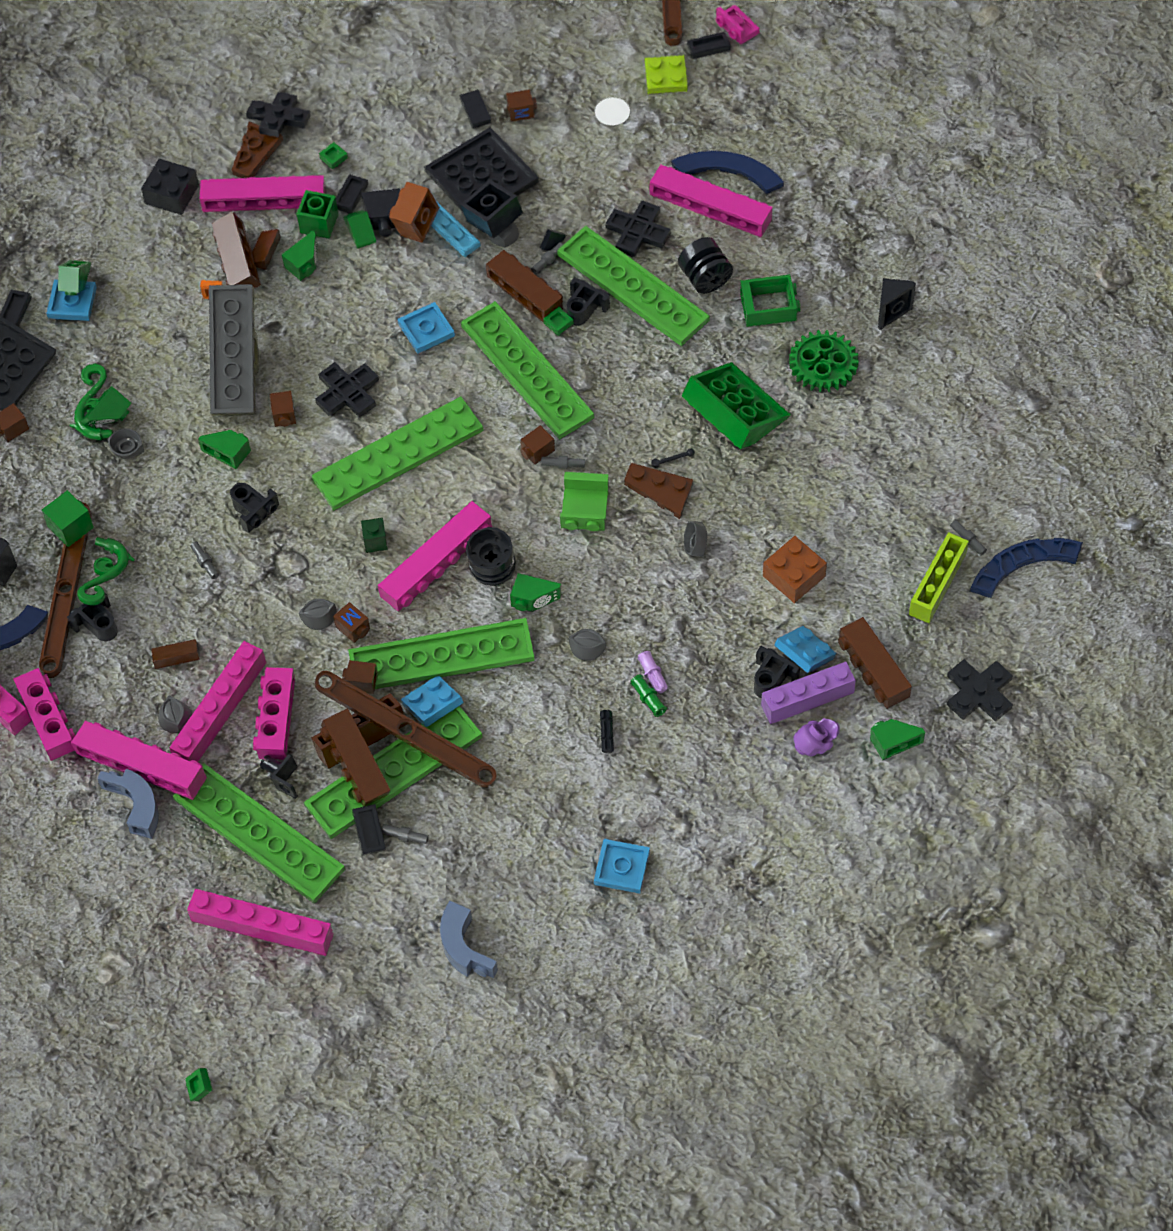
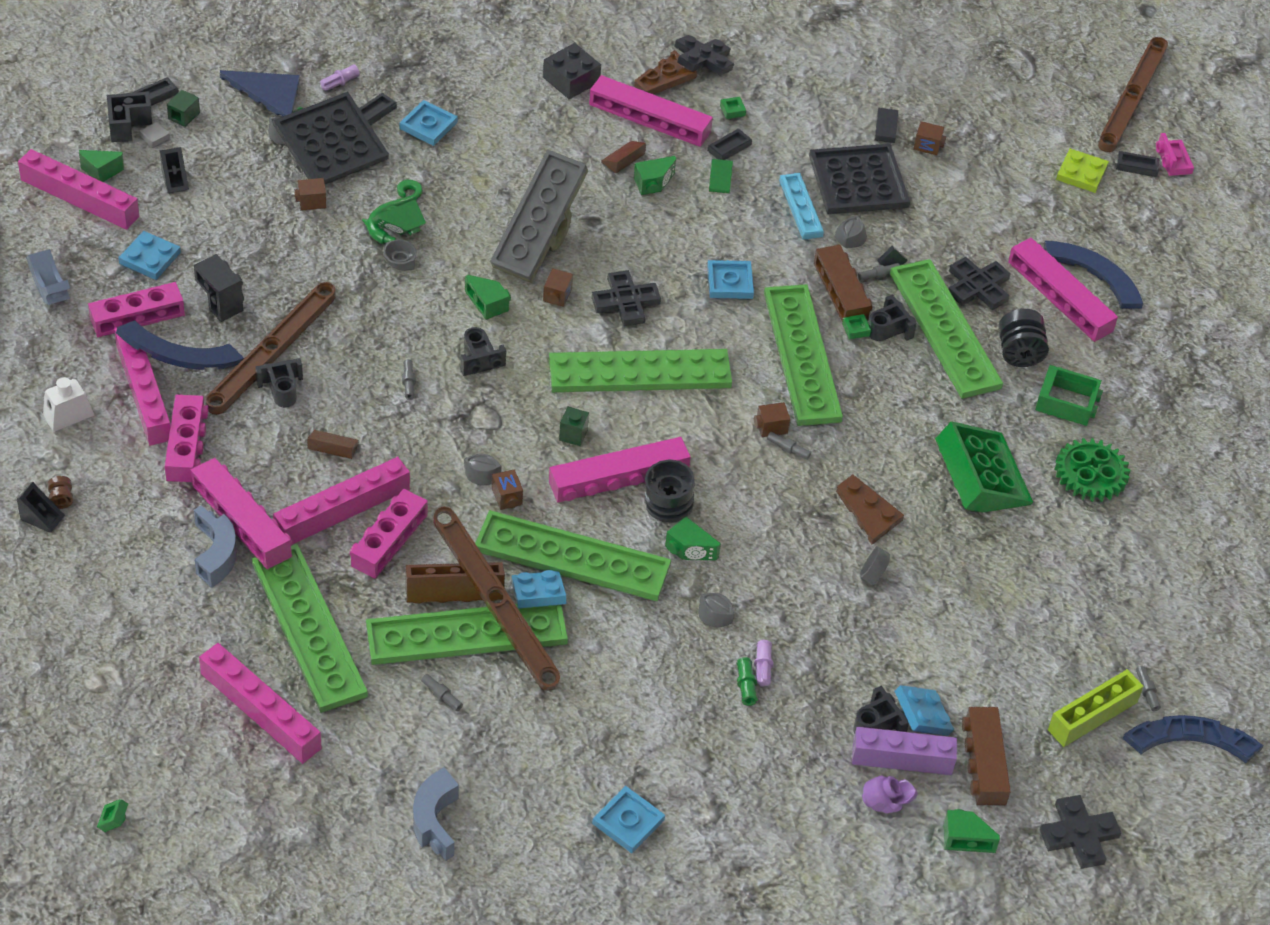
camera: 20 degrees right, 10 degrees down
(67, 518) = (308, 287): green head -> none
(73, 276) = (439, 102): slope -> none
(106, 570) = (314, 345): green plant -> none
(173, 715) = (297, 490): dark grey hat -> none
(235, 251) = (597, 144): brick -> none
(281, 773) = (362, 585): black bracket -> none
(317, 214) = (689, 145): green head -> none
(355, 758) = (433, 599): reddish brown brick -> none
(361, 675) = (486, 535): reddish brown brick -> none
(368, 829) = (410, 671): black tile -> none
(378, 206) = (751, 168): black torso -> none
(414, 212) = (776, 178): dark orange brick -> none
(491, 208) = (848, 205): black brick -> none
(584, 501) = (789, 487): bright green panel -> none
(606, 723) = (688, 694): black axle -> none
(612, 111) = (1013, 180): white sticker -> none
(655, 463) = (877, 486): black hinge -> none
(794, 569) = (956, 636): dark orange brick -> none
(896, 300) = (1192, 446): black slope -> none

